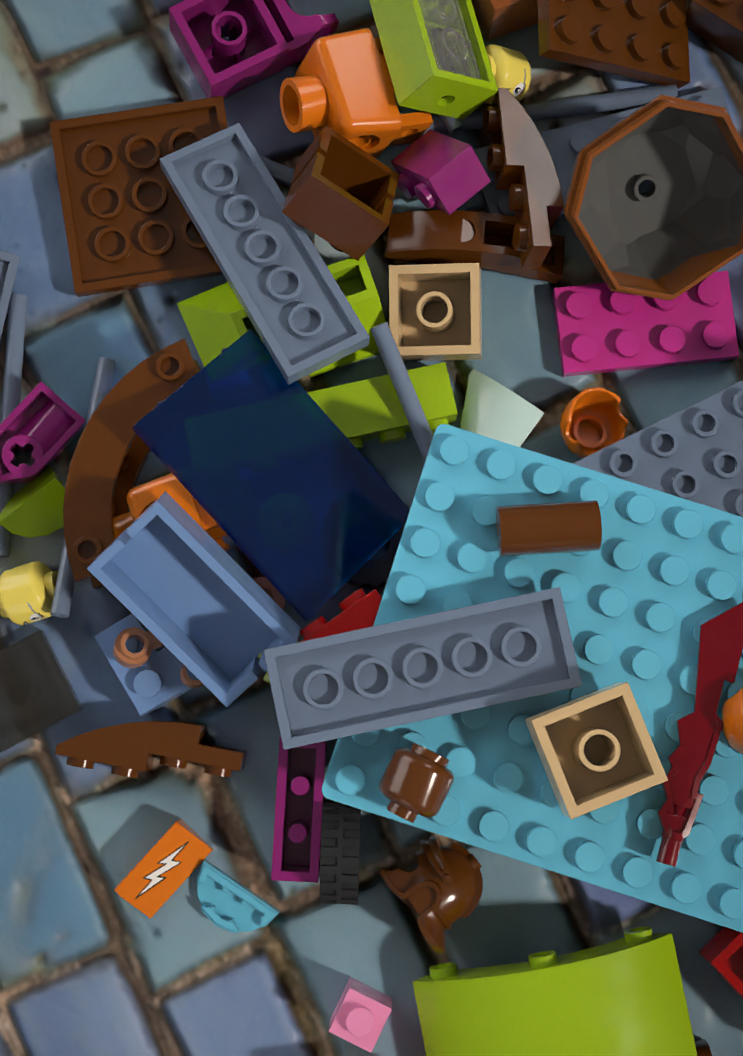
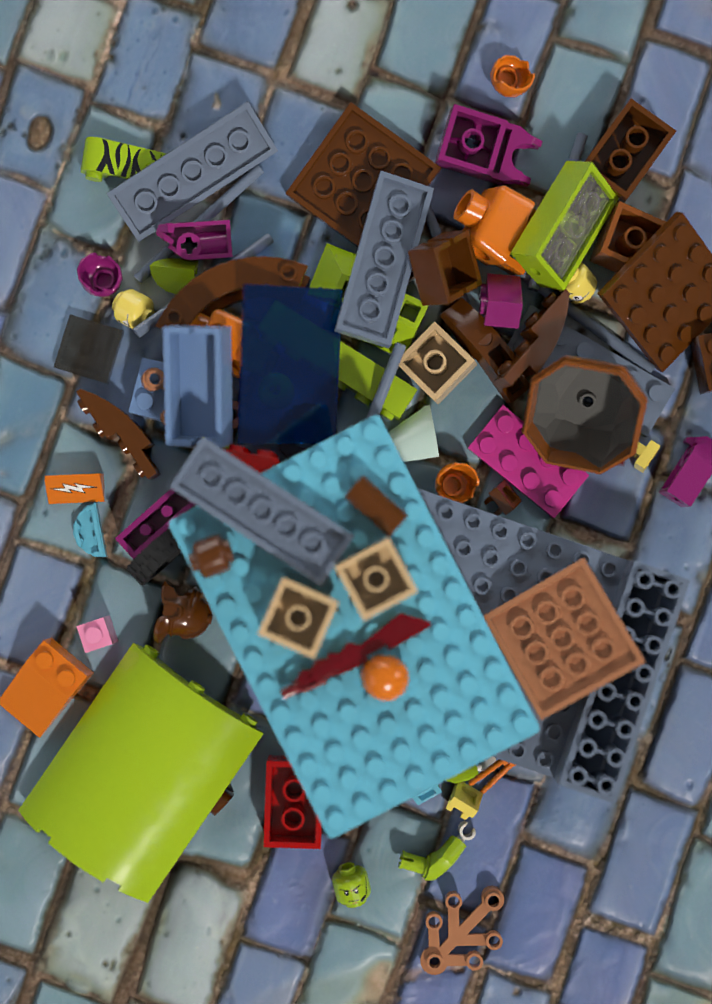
camera: 45 degrees right, 5 degrees up
(639, 610) = (376, 579): none -> tan brick
(663, 387) = (504, 497): none -> reddish brown tile

